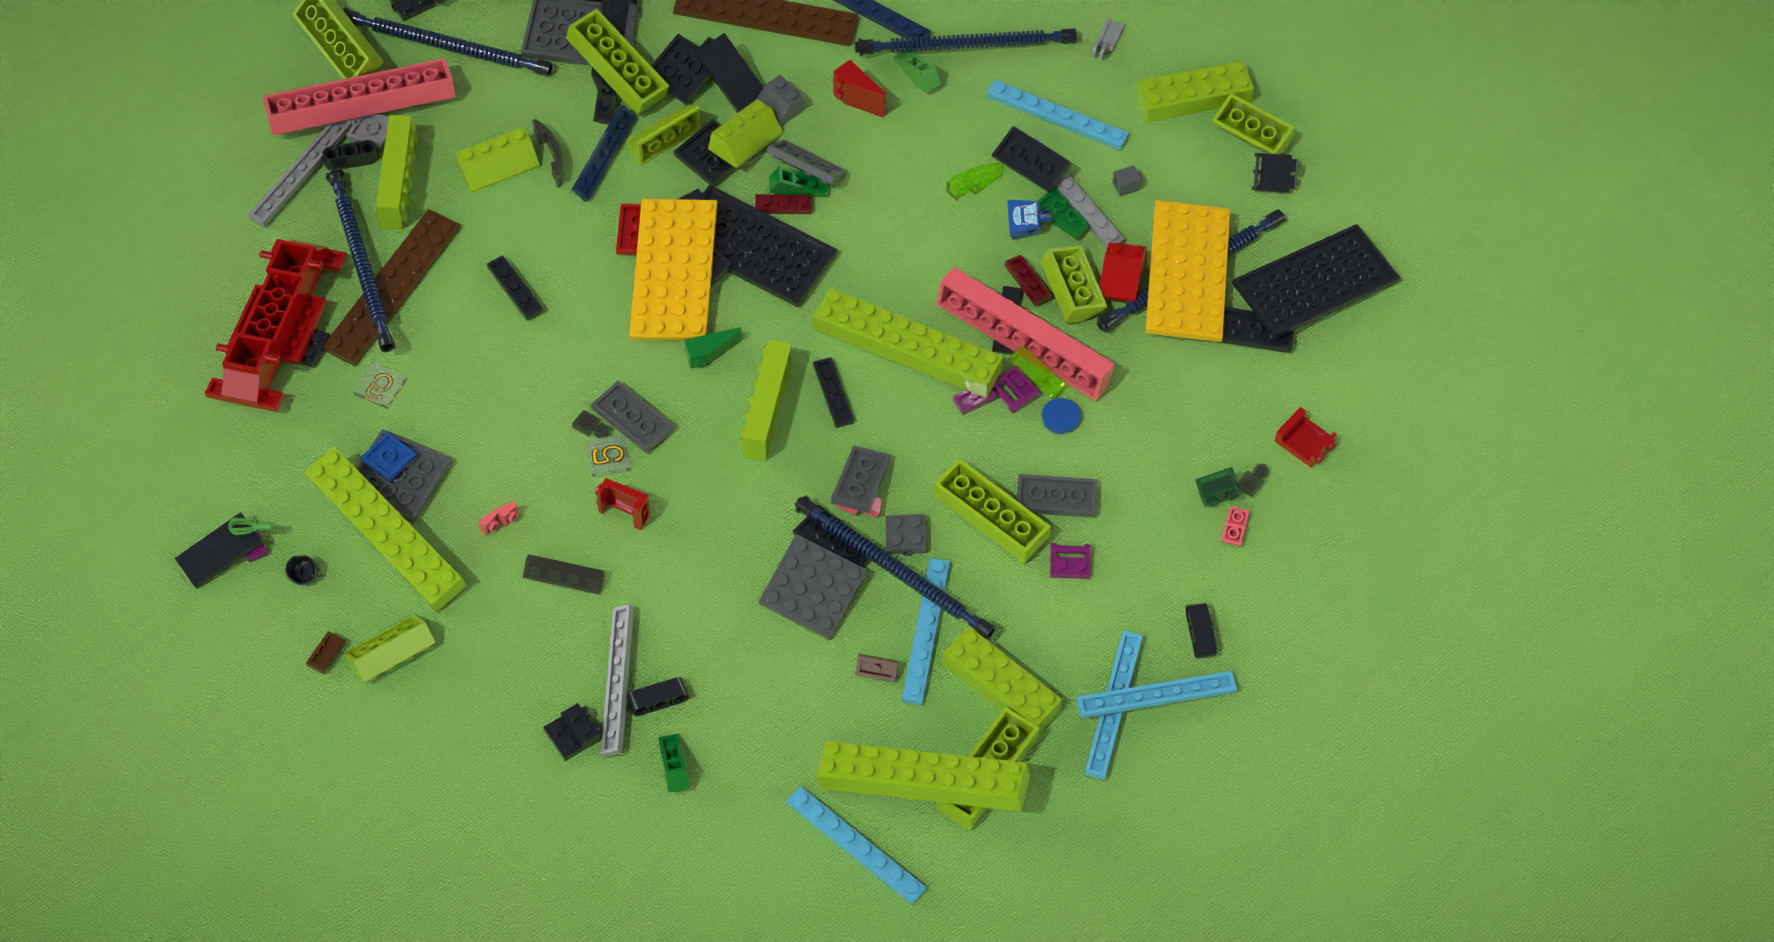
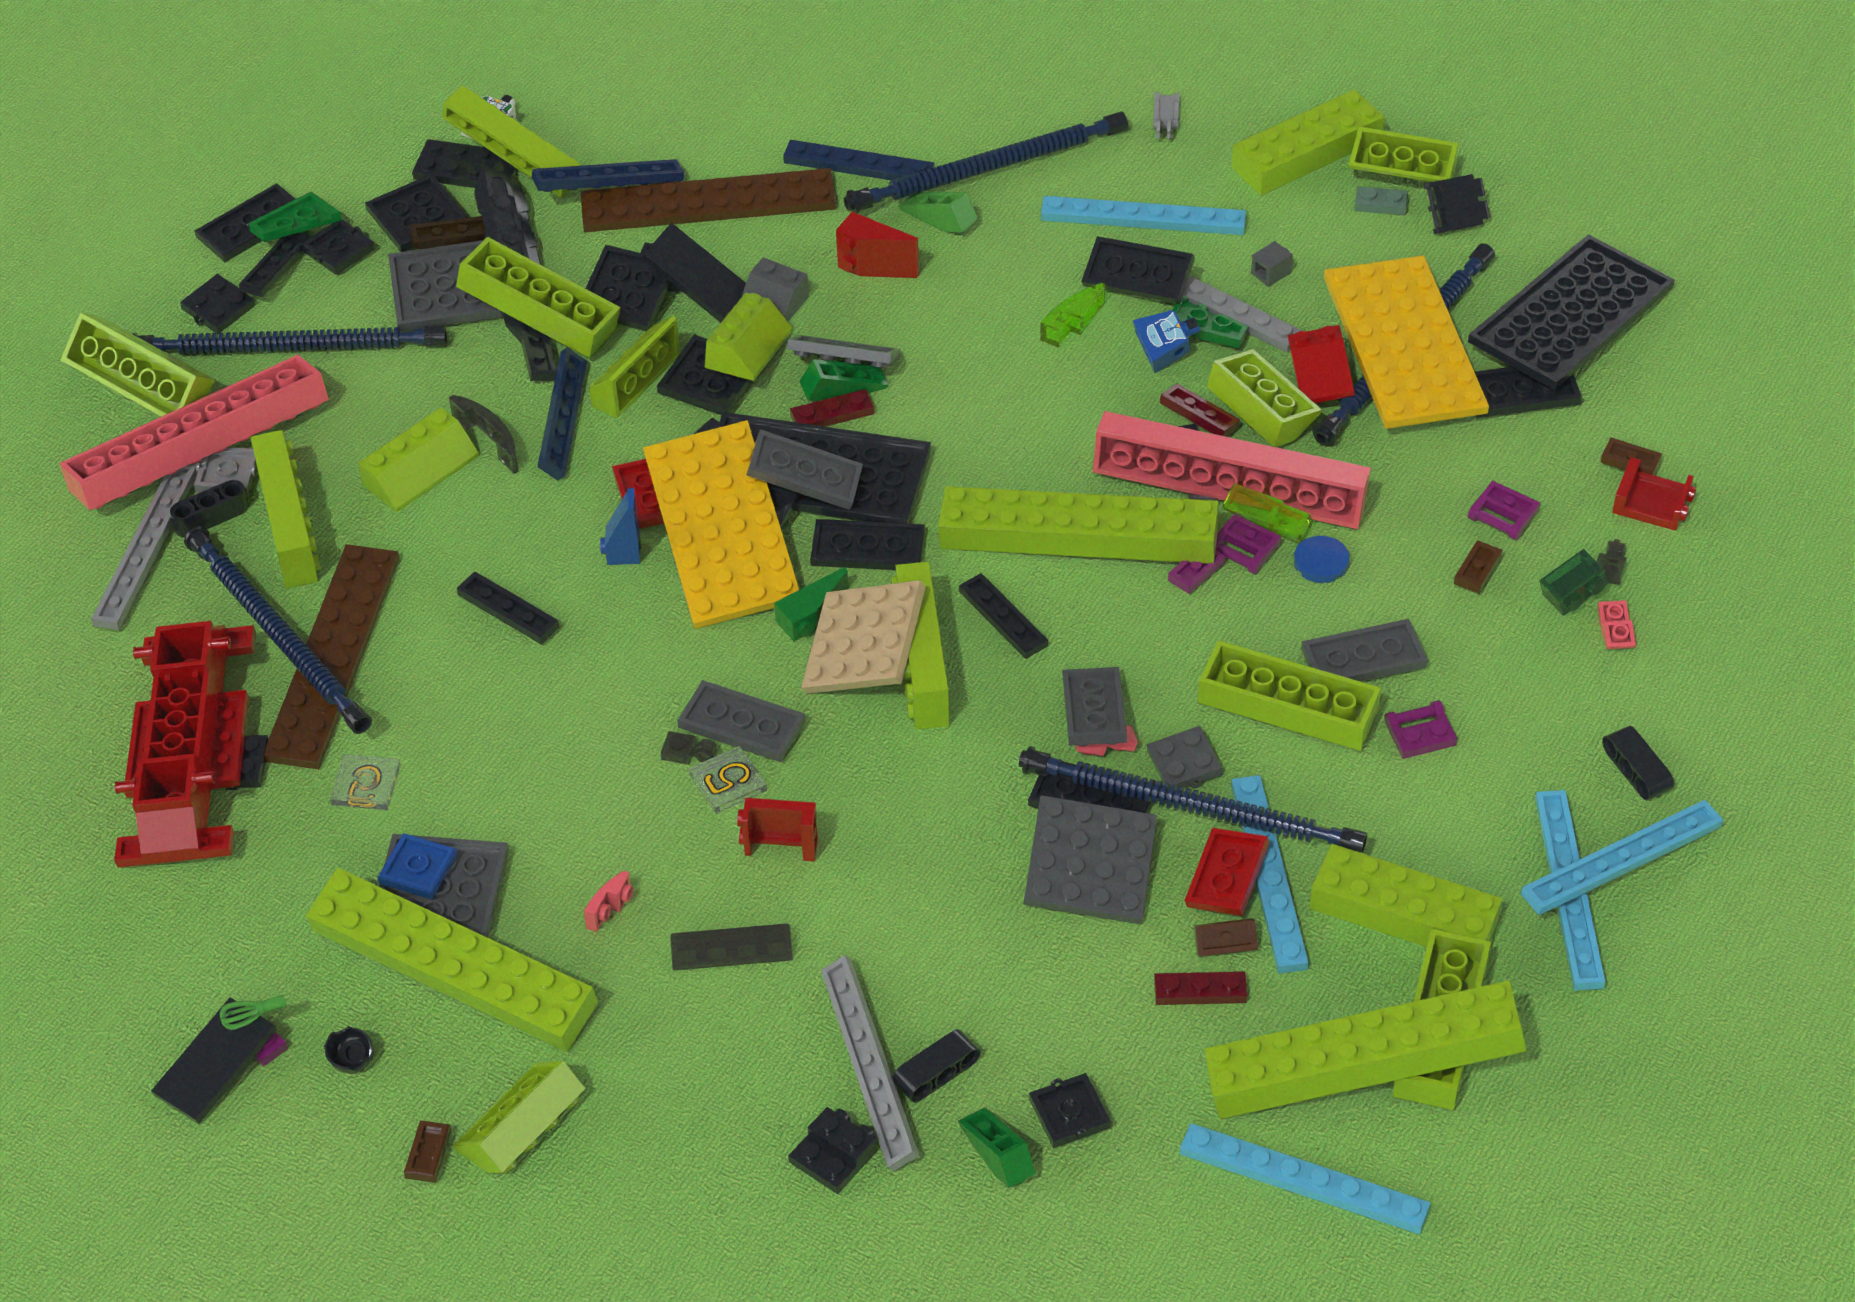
camera: 15 degrees left, 10 degrees down
(606, 260) = (622, 533): none -> blue slope
(728, 753) = (1069, 1110): none -> black plate
(729, 384) = (863, 637): none -> tan plate
(740, 248) = (804, 469): none -> dark grey plate
(766, 312) = (866, 544): none -> black tile
(847, 696) = (1200, 988): none -> dark red plate
(896, 623) = (1227, 871): none -> red plate
(1162, 454) = (1478, 566): none -> reddish brown plate
(1203, 413) = (1506, 503): none -> magenta plate
(1226, 152) = (1381, 200): none -> sand green plate
(1298, 398) = (1619, 452): none -> reddish brown plate

